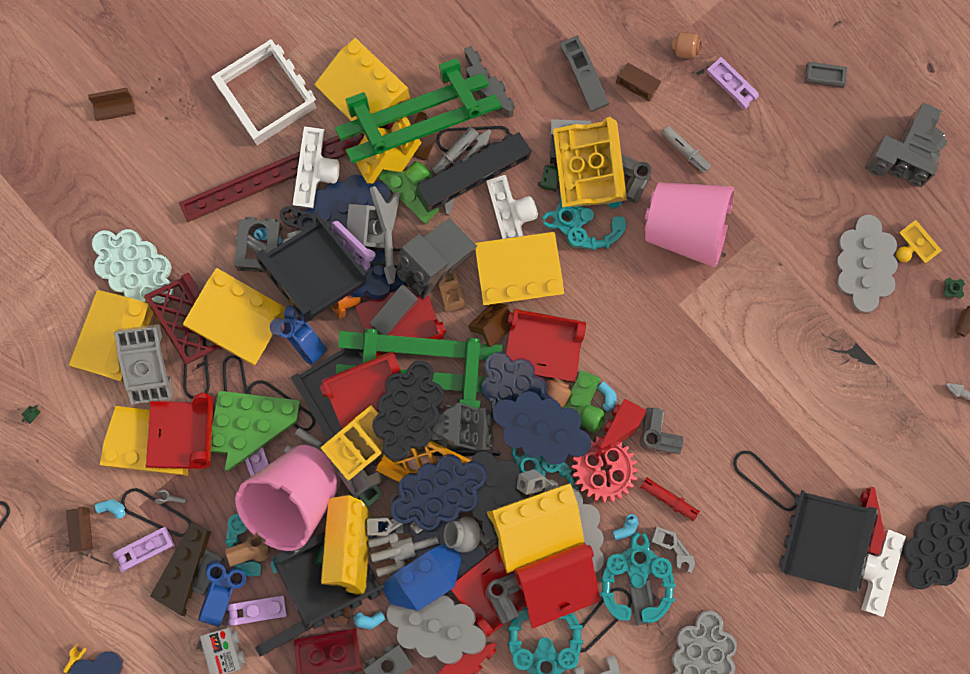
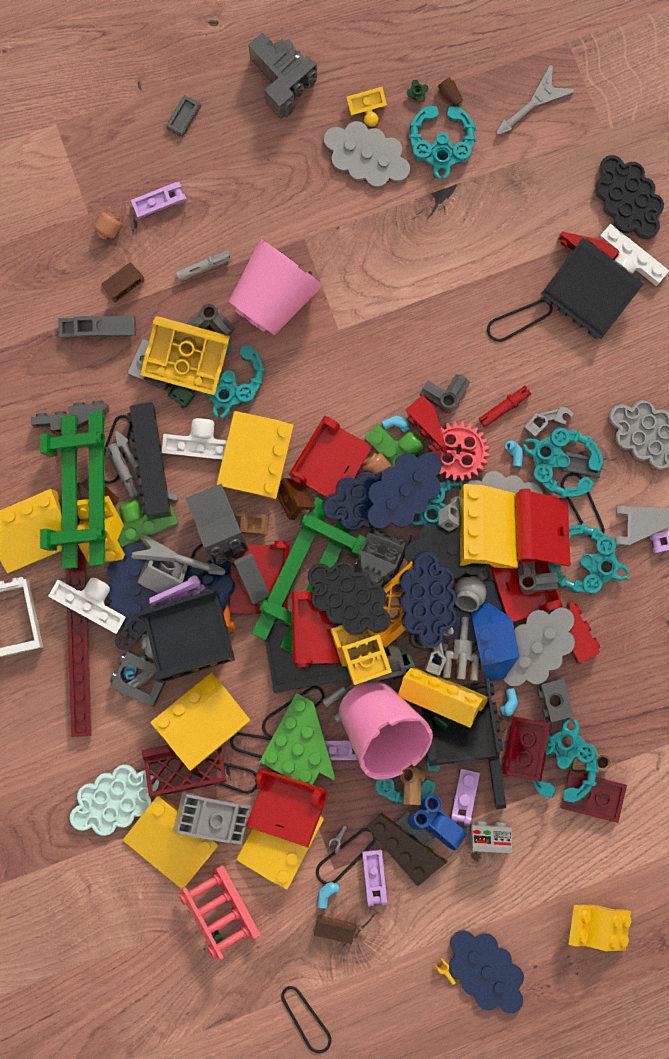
camera: 70 degrees left, 5 degrees up
(49, 443) = (238, 912): none -> coral fence
(299, 335) = (237, 671): blue piece -> none
(908, 333) = (442, 146): none -> teal piece

